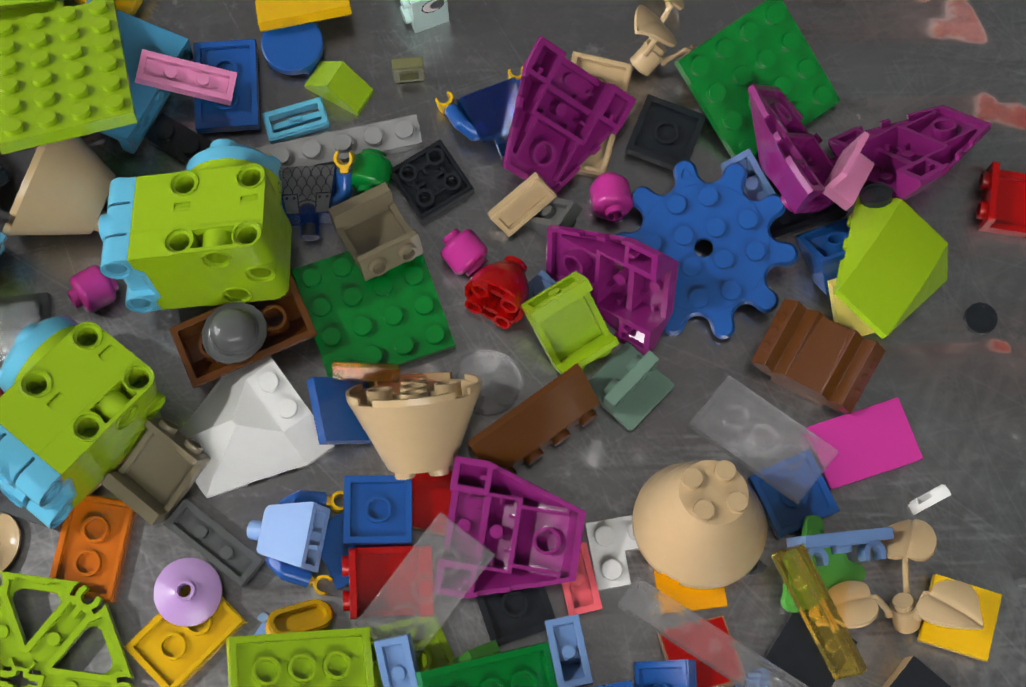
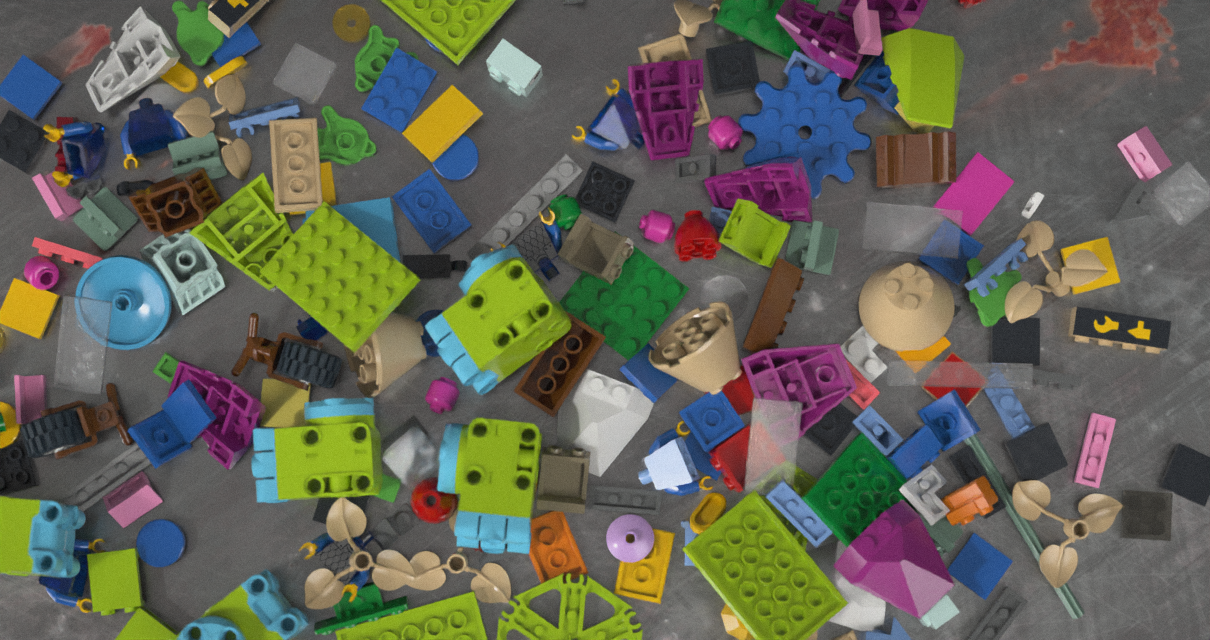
camera: 30 degrees left, 10 degrees up
(186, 77) = (410, 225): bright pink plate -> none
(234, 332) = (556, 368): dark grey hat -> none
(298, 131) = (478, 221): medium azure tile -> none
(339, 85) = (503, 165): lime slope -> none
(365, 371) = (649, 341): clear orange tile -> none
(408, 69) = (542, 127): olive tile -> none
(482, 650) = (827, 461): bright green tile -> none
(522, 204) = (674, 173): tan tile -> none
(819, 612) = (1008, 316): clear yellow tile -> none
(876, 195) = (892, 34): black piece -> none
(980, 318) = (998, 68): black piece -> none

